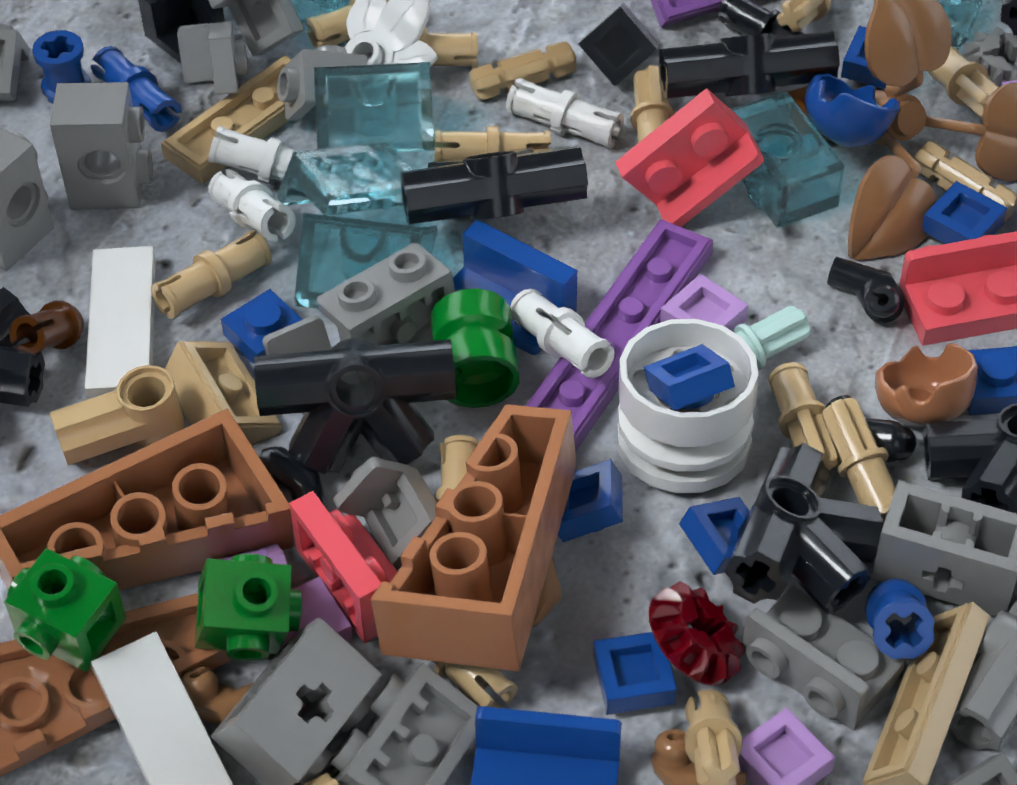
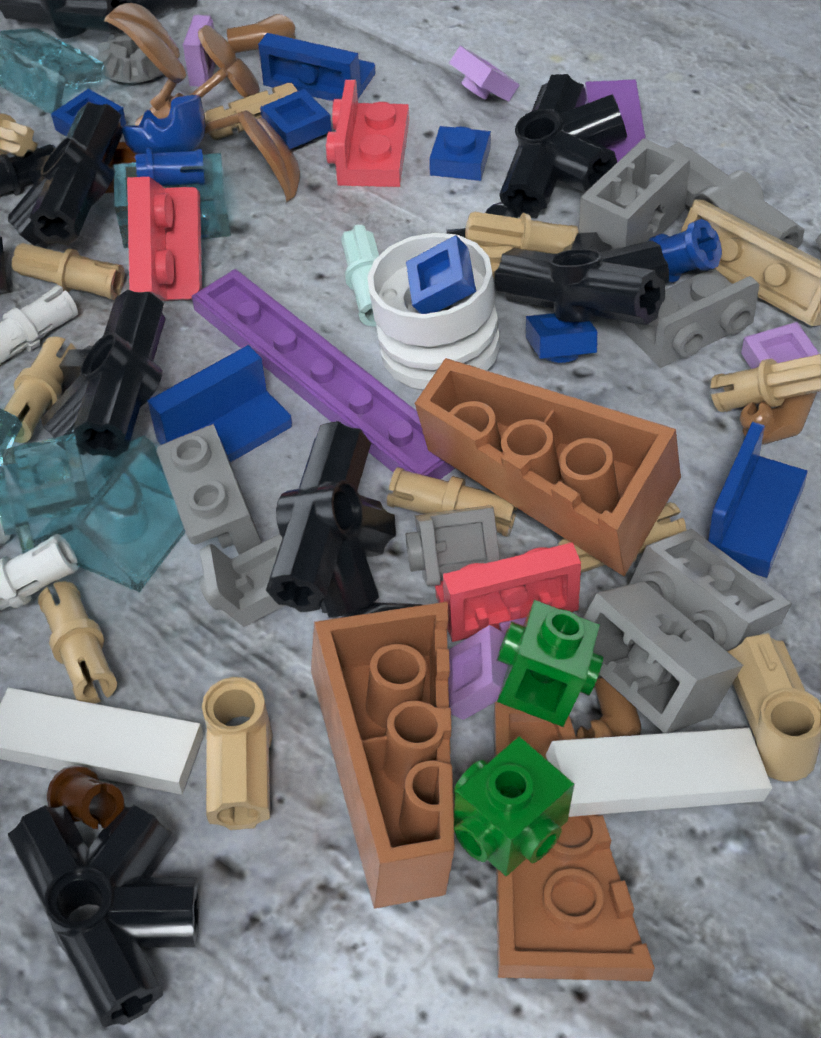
camera: 70 degrees left, 0 degrees up
(213, 379) = (265, 657): tan slope -> none
(255, 320) = (166, 616): blue plate -> none
(481, 345) = (276, 443): green wheel -> none
(562, 333) = (306, 378): white pin -> none
(633, 673) = (685, 415): blue plate -> none
(707, 302) = (317, 293): lavender plate -> none
(708, 649) = (655, 374): dark red gear -> none
(773, 118) = (166, 167): none -> blue pin
(873, 287) = (336, 190): black arm -> none
(926, 387) = (462, 177): nougat hair -> none
(965, 81) = (147, 77): tan axle -> none

